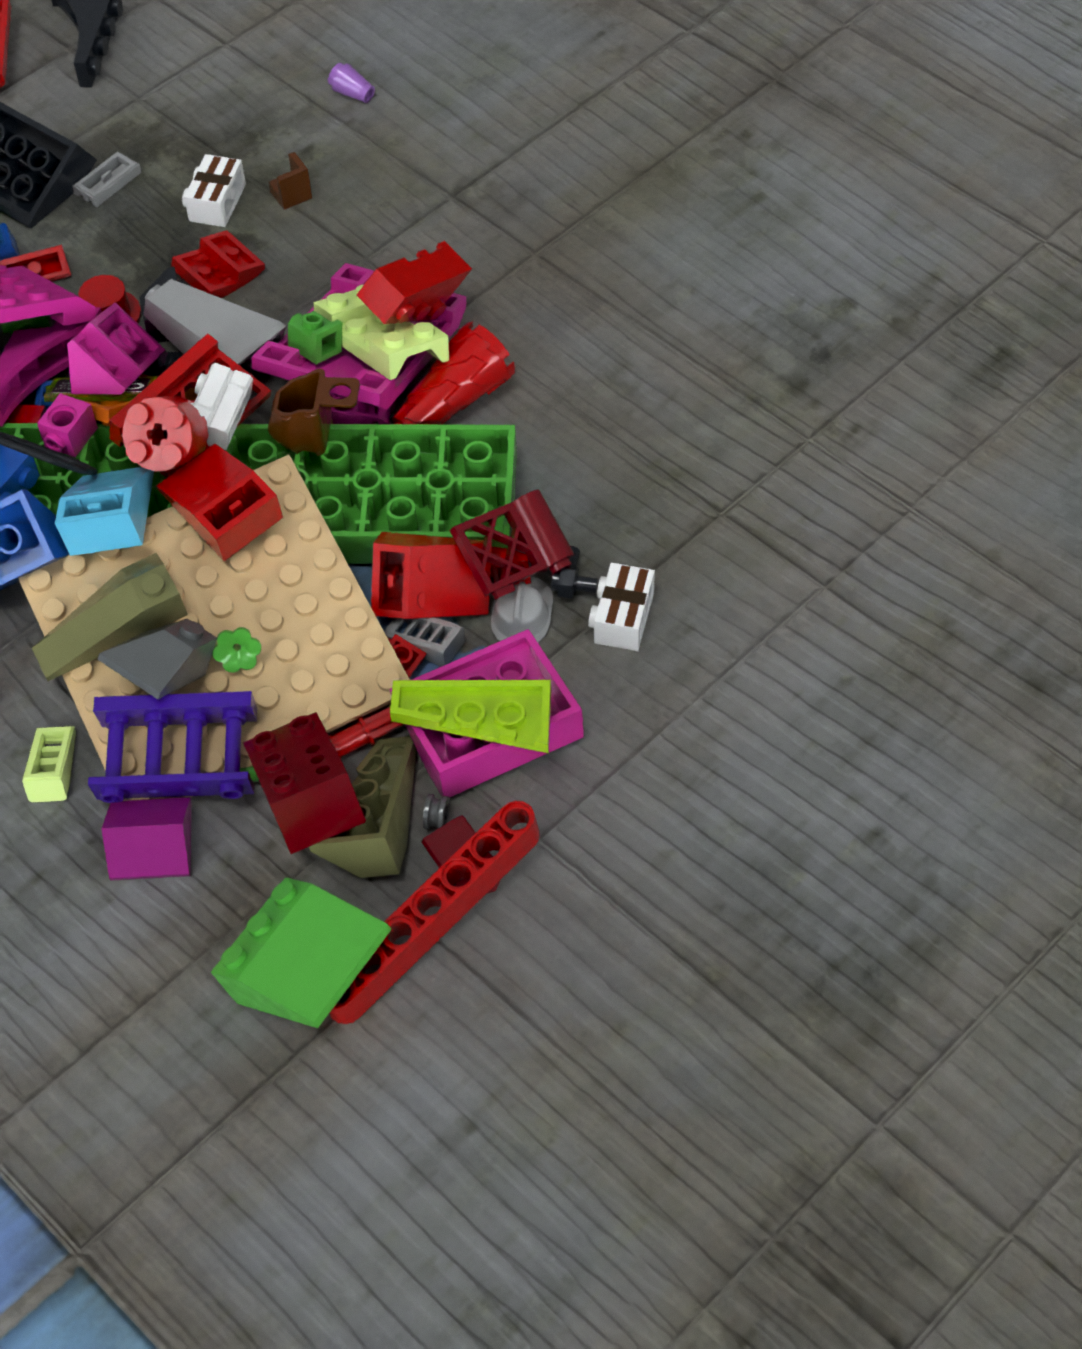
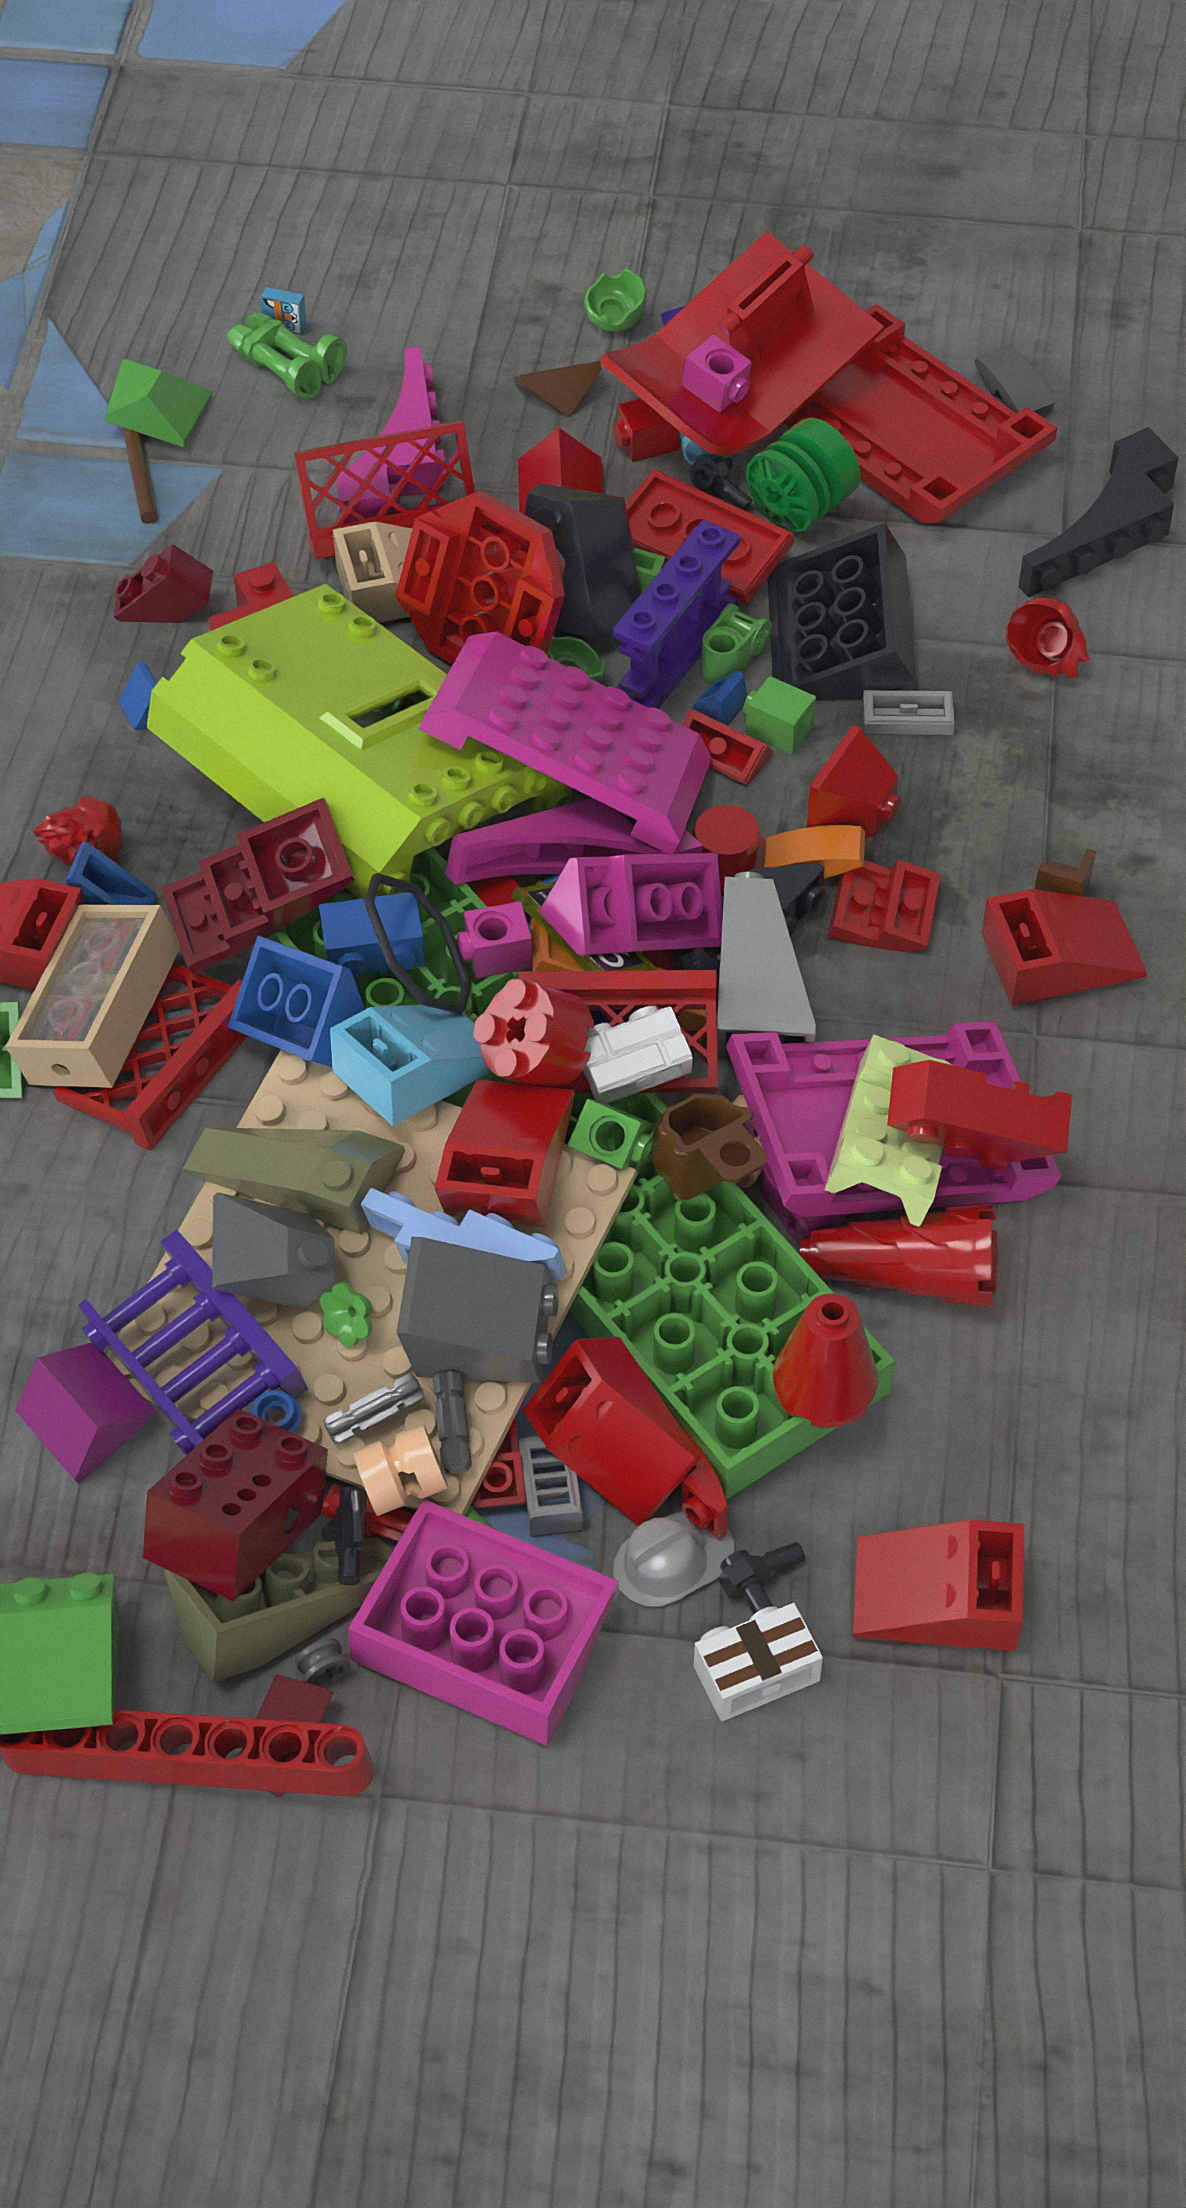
camera: 50 degrees right, 0 degrees up
(46, 227) = (779, 714): none -> bright green brick
(55, 760) = (87, 1272): yellowish green slope -> none
(134, 88) = (1047, 637): none -> red hair
(140, 227) = (854, 787): none -> red slope
(152, 264) = (832, 846): none -> orange slope
(214, 190) = (982, 820): white brick -> none
(241, 443) = (592, 1131): none -> bright green brick
(257, 723) = (278, 1402): none -> blue plate
(267, 557) = (401, 1219): none -> light blue slope
(308, 580) = (475, 1313): none -> dark grey slope
(308, 677) = (374, 1409): none -> axle
(315, 336) = (829, 1060): bright green brick -> none
(324, 212) = (1057, 944): none -> red slope
(356, 643) = (452, 1422): none -> dark grey axle
(363, 688) = (400, 1469): none -> light nougat wheel
(369, 742) = (348, 1533): none -> black piece
(485, 710) = (459, 1617): lime wing -> none
(496, 443) = (826, 1365): none -> red cone
(532, 533) = (758, 1495): dark red piece -> none
(656, 496) = (942, 1585): none -> red slope

